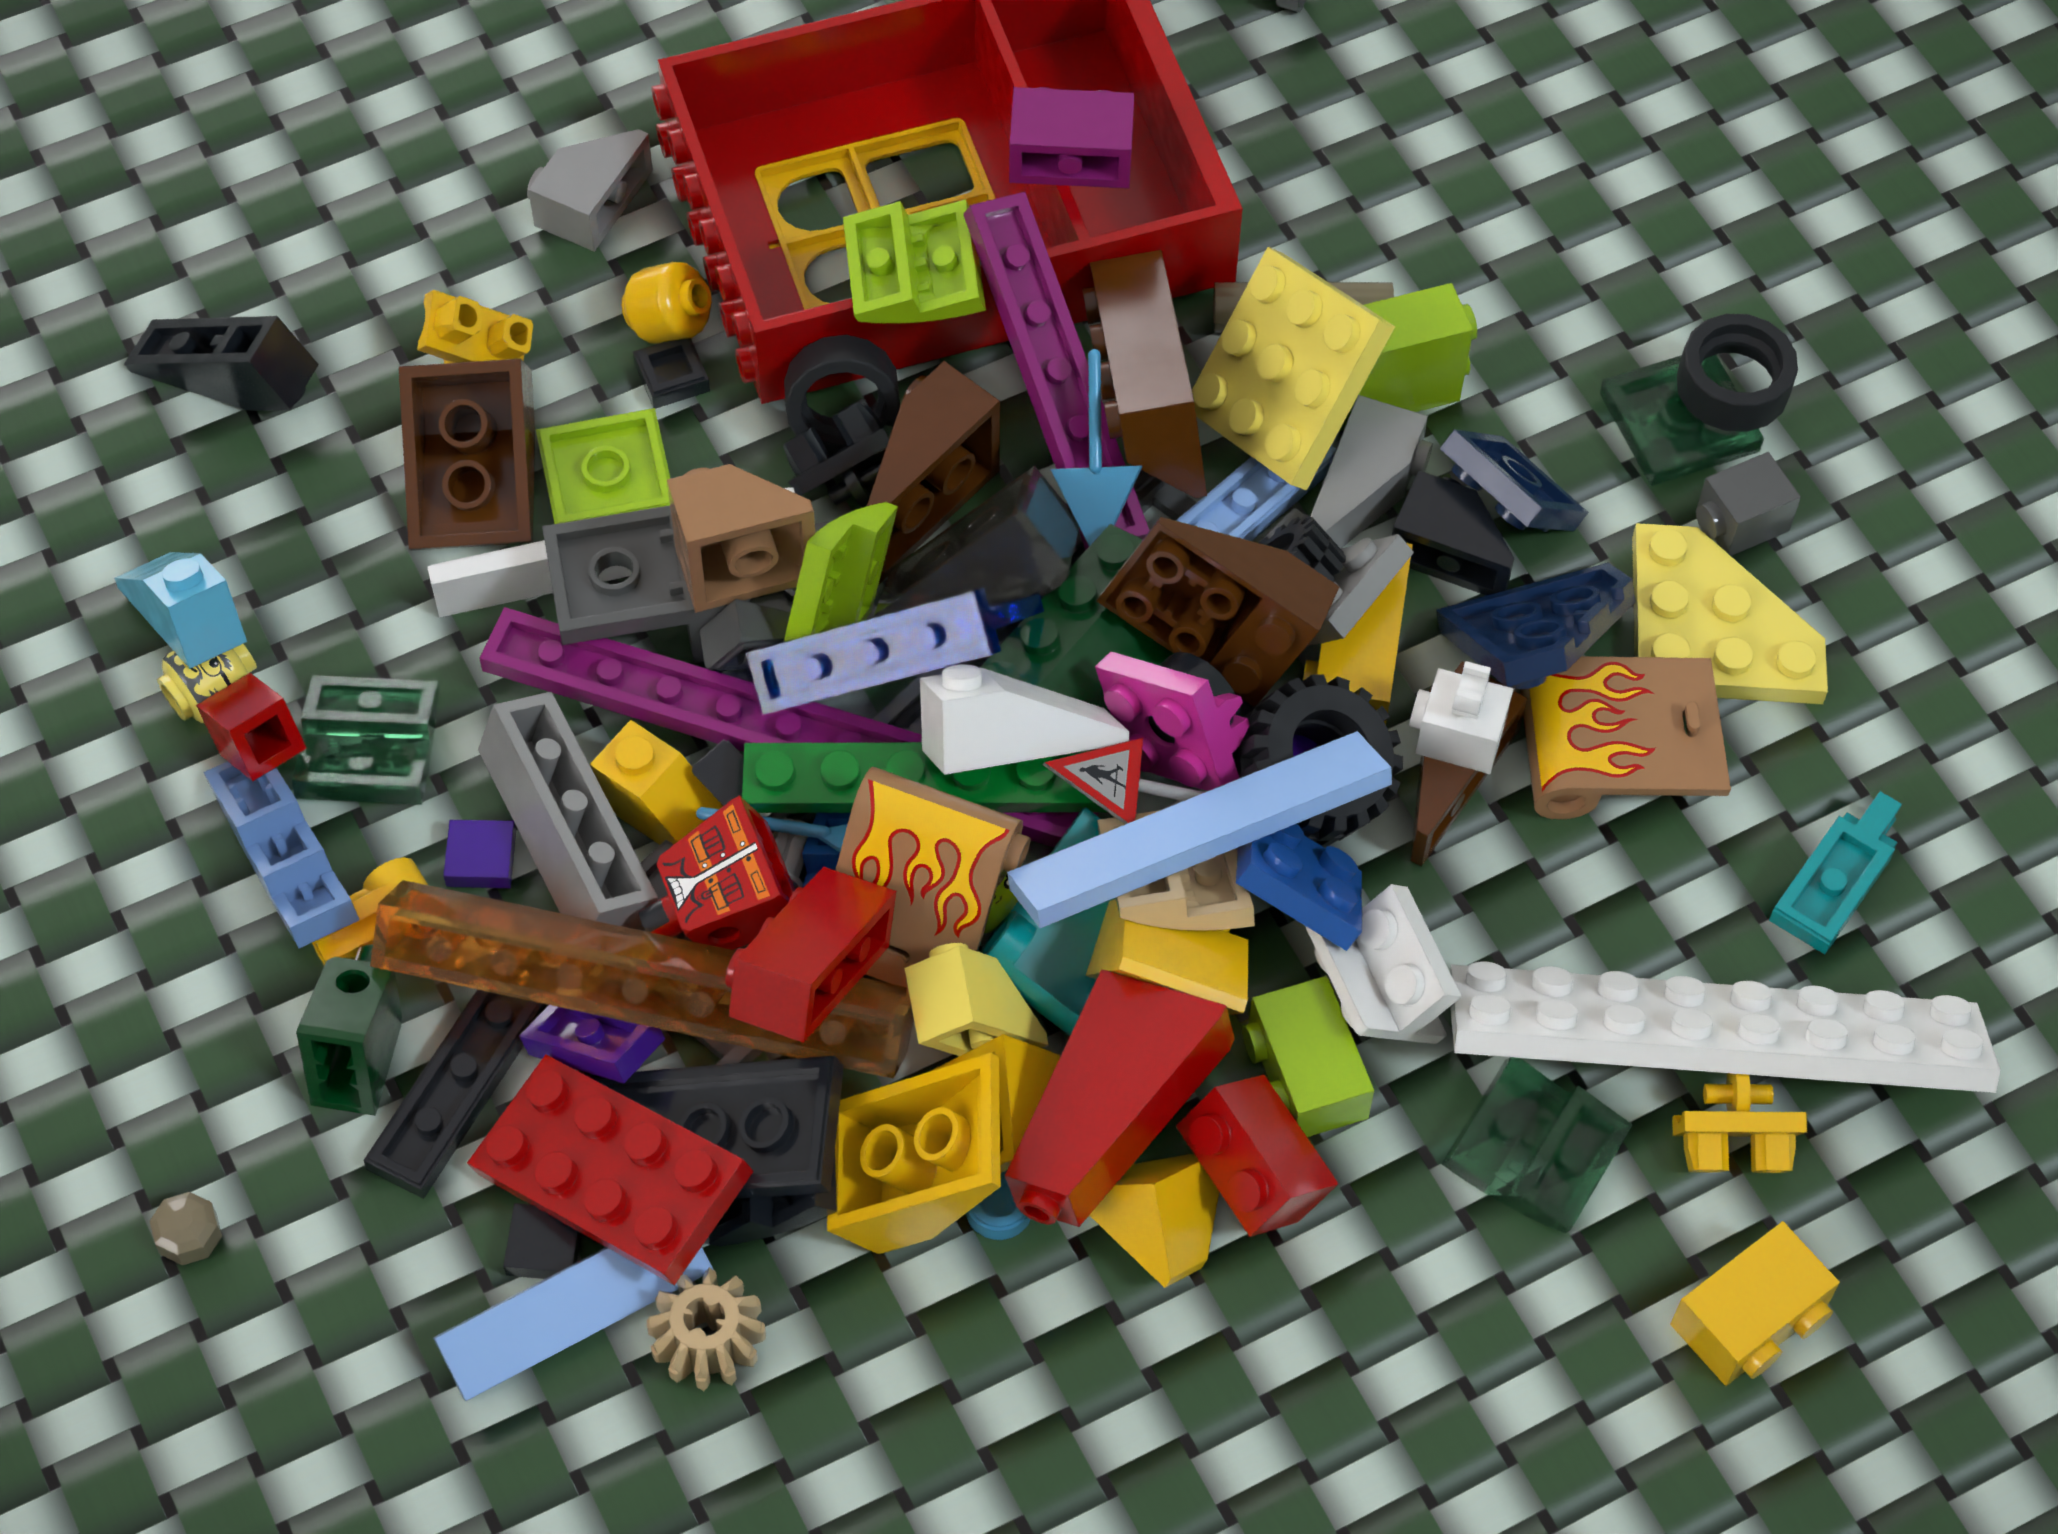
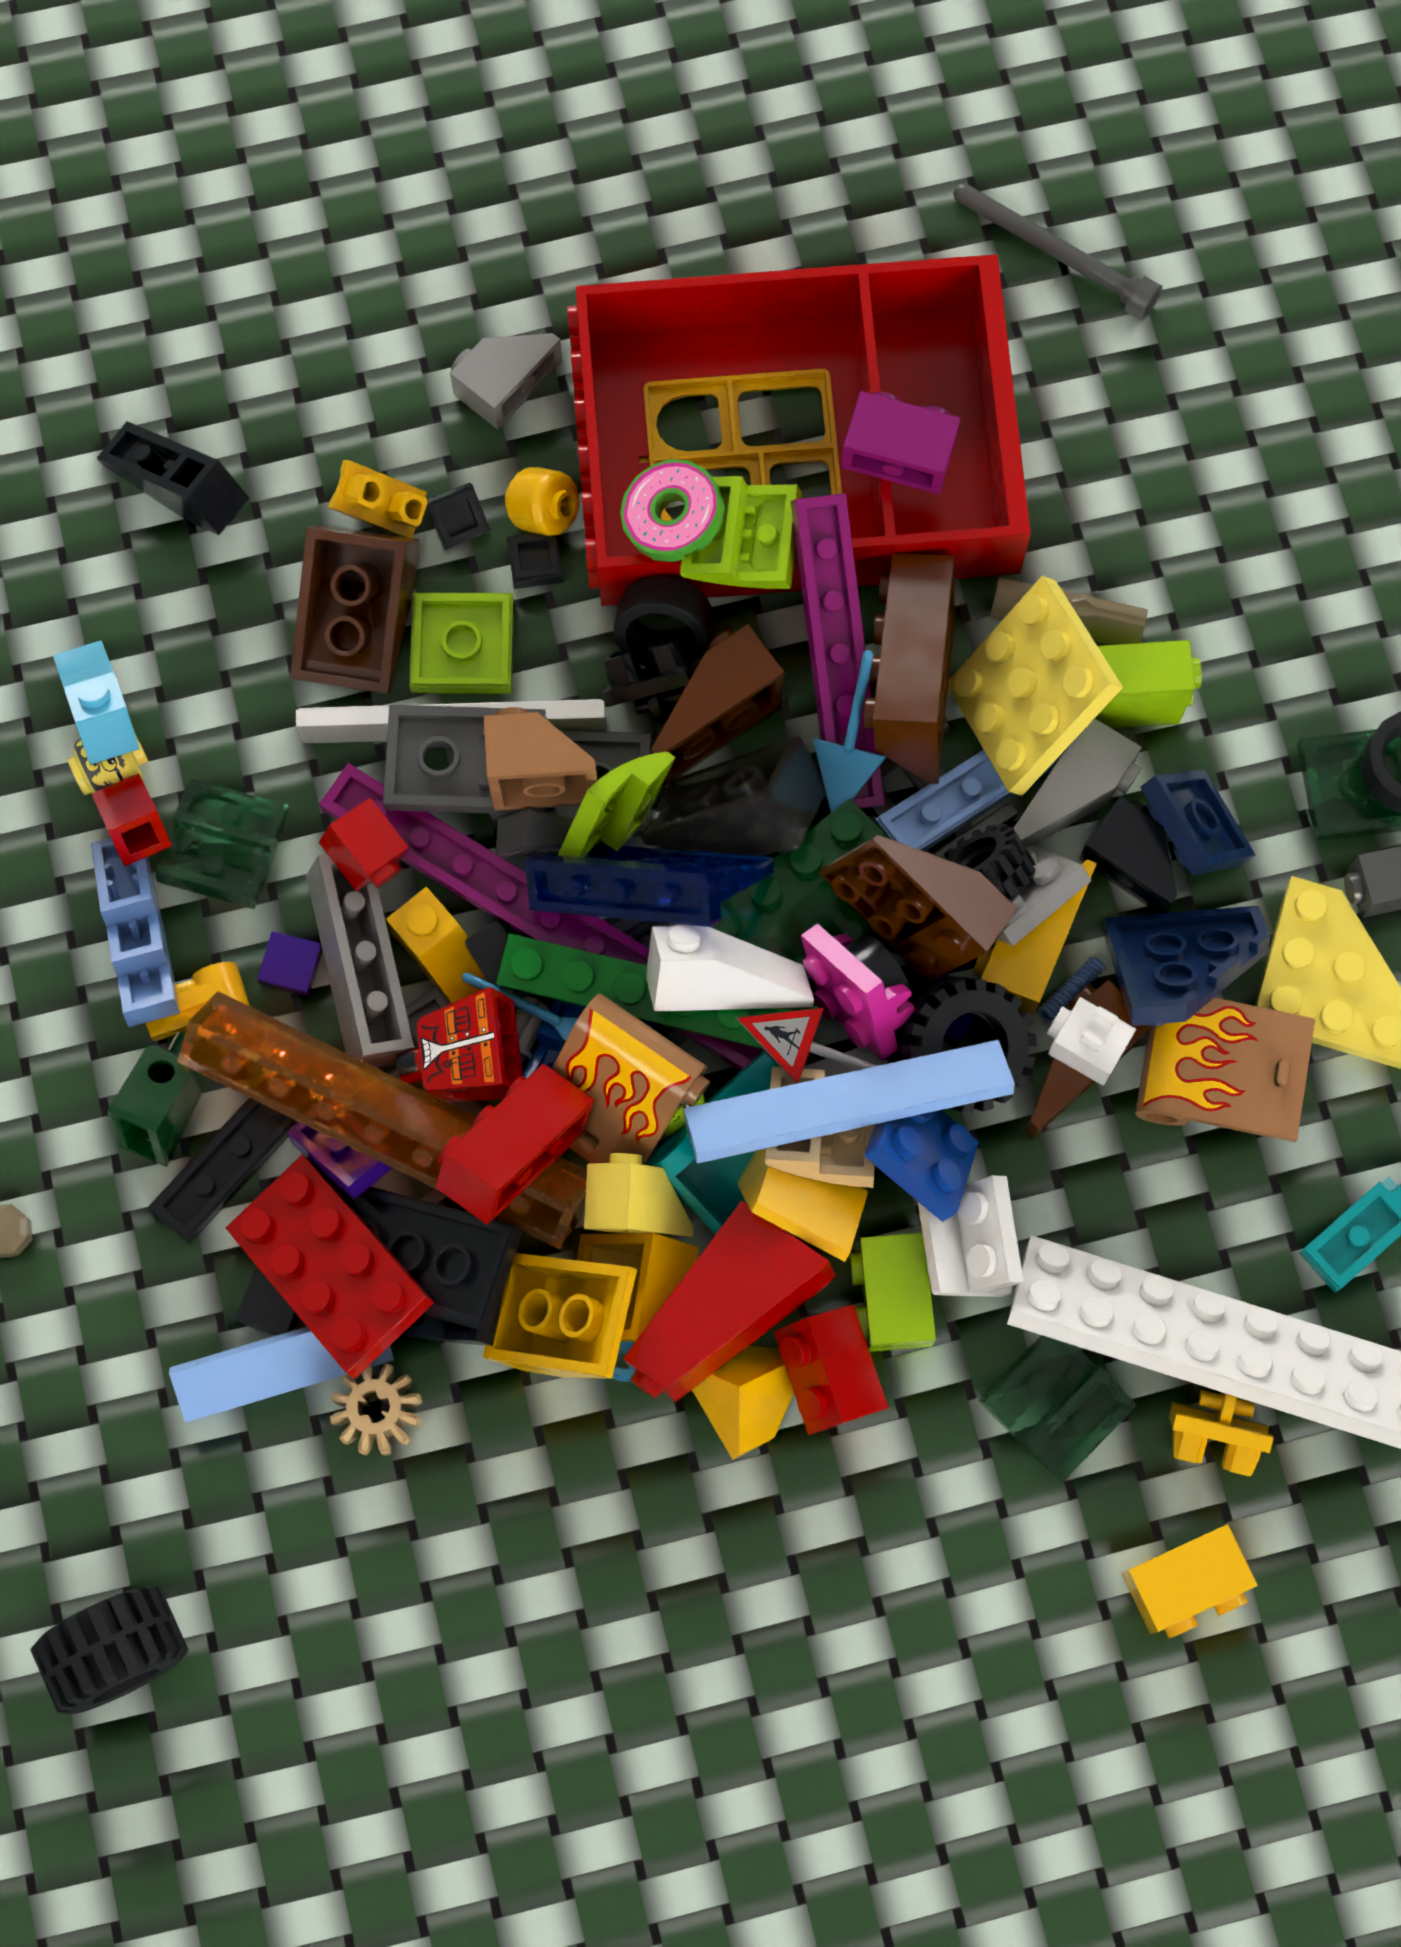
camera: 15 degrees right, 15 degrees up
(547, 680) = (364, 846): none -> red brick
(570, 340) = (457, 516): none -> black tile
(819, 225) = (657, 488): none -> tile
(1400, 718) = (1070, 989): none -> medium blue piece

